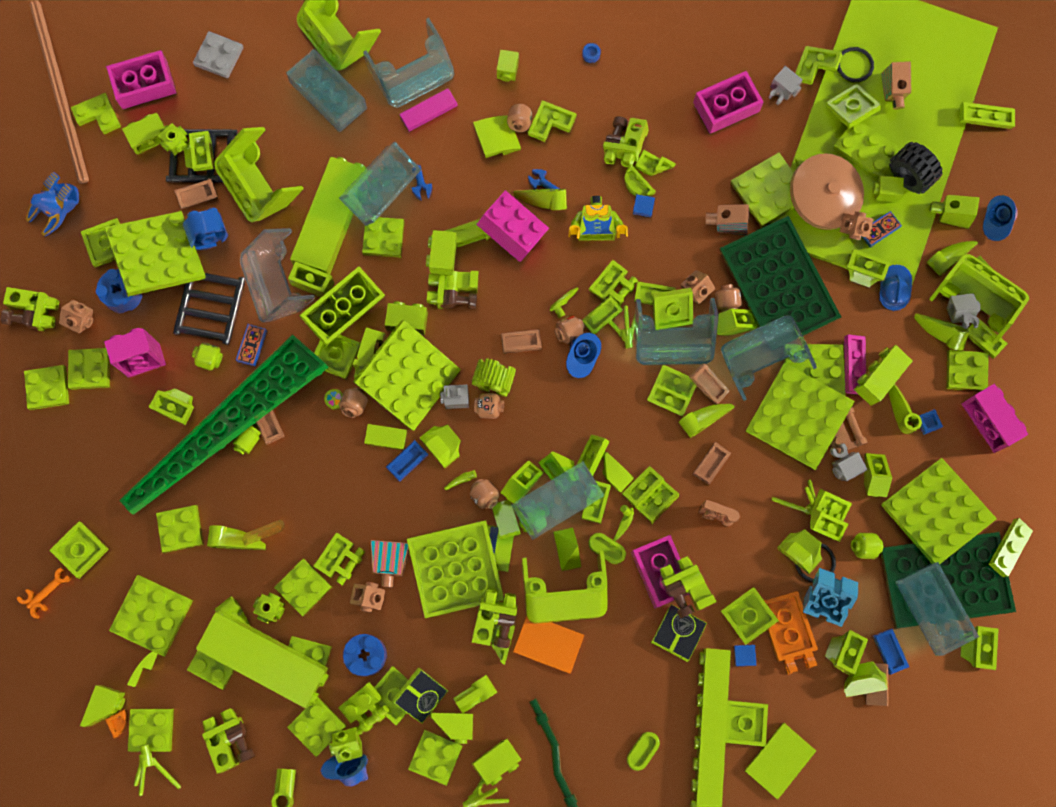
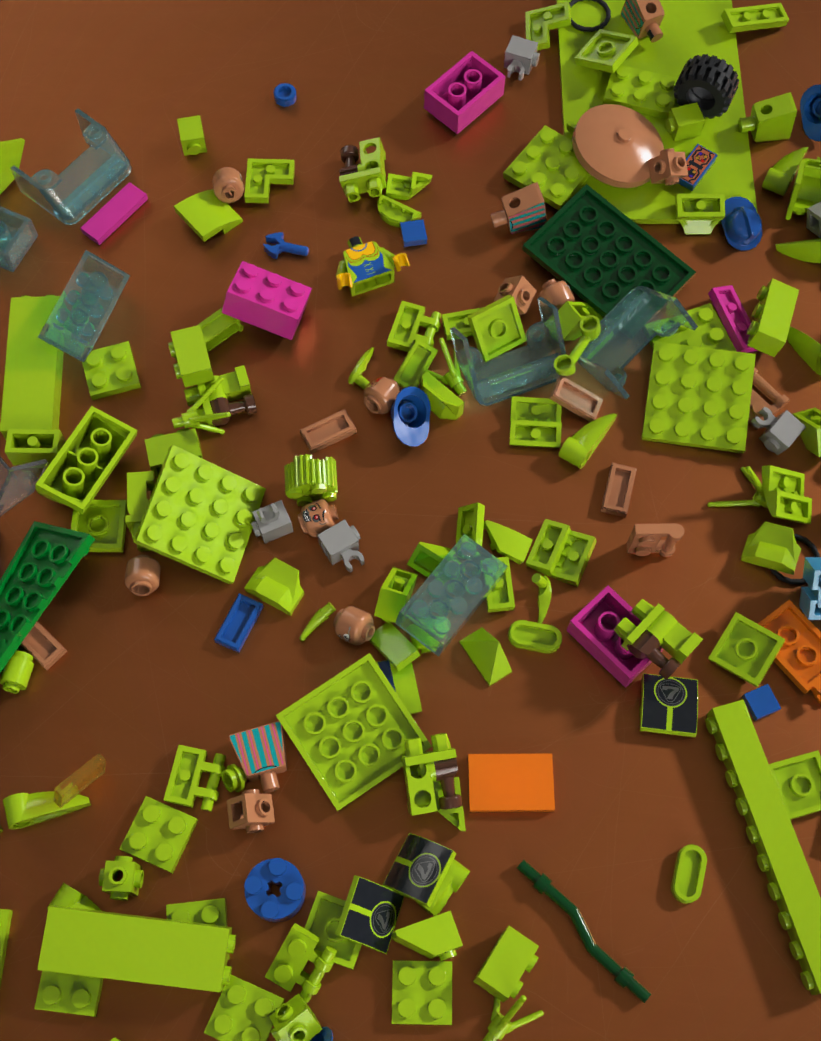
camera: 20 degrees left, 10 degrees down
(333, 398) = (115, 581): lime tile -> none
(364, 569) = (234, 778): none -> lime plate
(385, 437) = (200, 603): lime tile -> none
(421, 184) = (132, 305): blue bar -> none
(425, 299) = (191, 418): none -> lime plant
(463, 678) = (419, 869): none -> black slope
(497, 430) = (341, 543): none -> light grey brick
(544, 198) = (294, 261): lime piece -> none
(566, 605) = (512, 722): lime windscreen -> none
(610, 347) = (442, 400): none -> lime slope
(740, 336) = (590, 329): none -> lime bar

